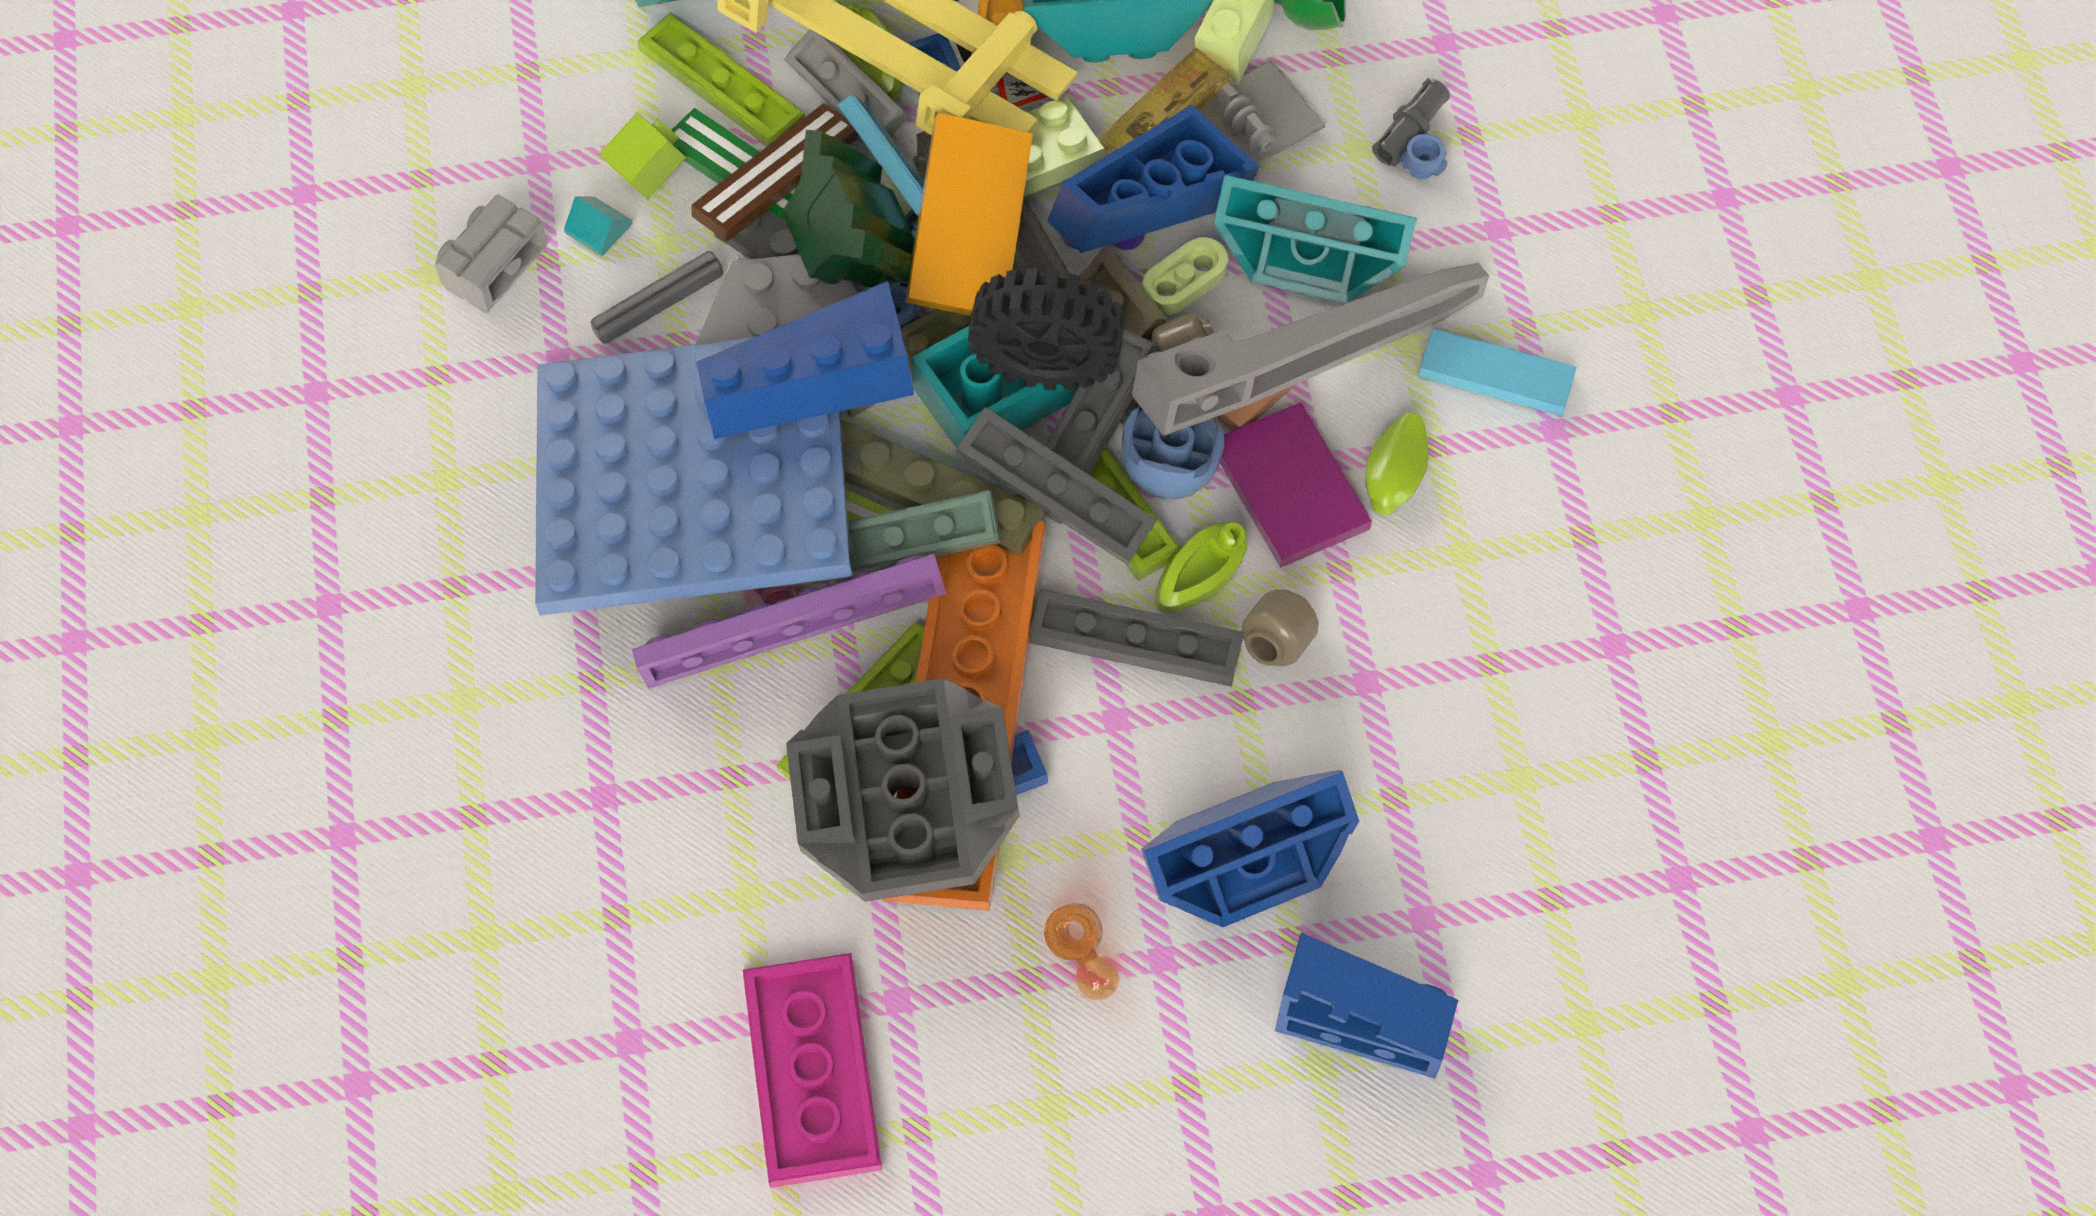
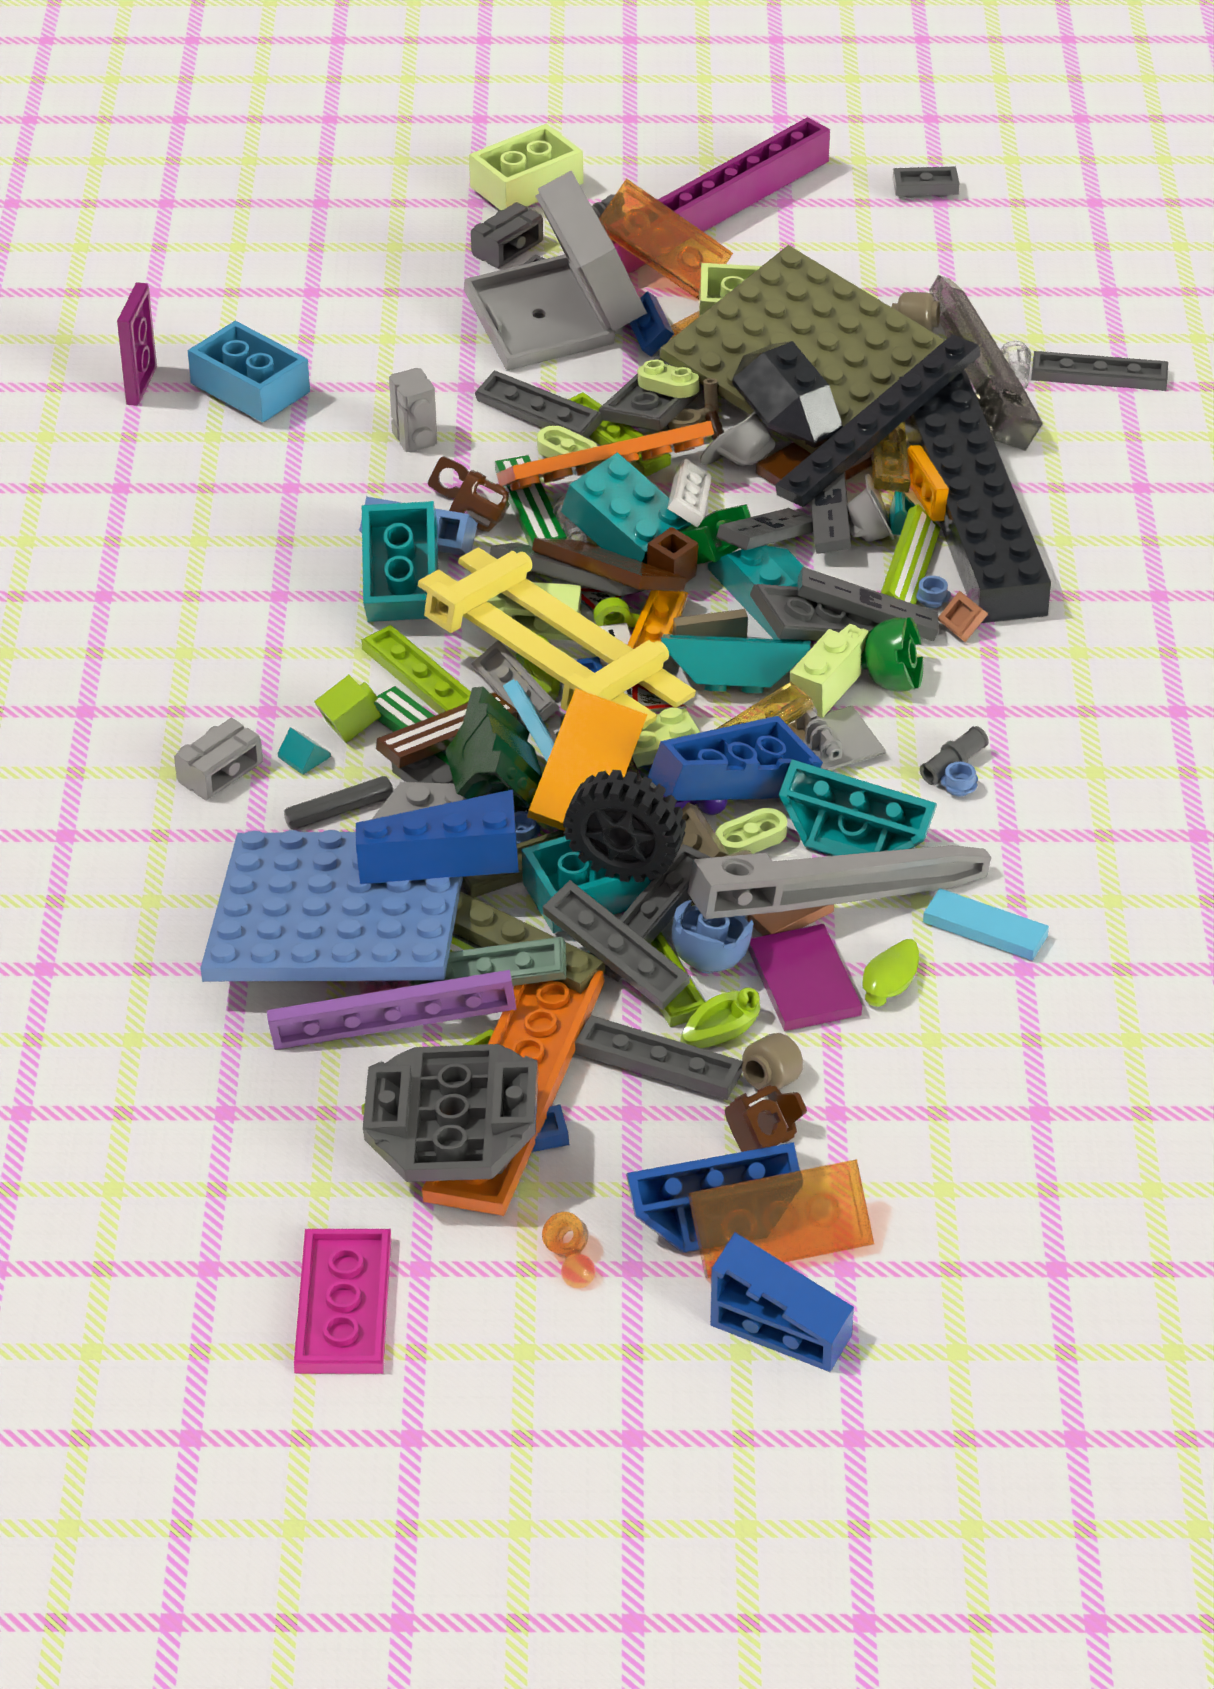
camera: 10 degrees right, 20 degrees down
(1285, 739) = (767, 1121): none -> reddish brown piece
(1339, 871) = (785, 1214): none -> clear orange tile

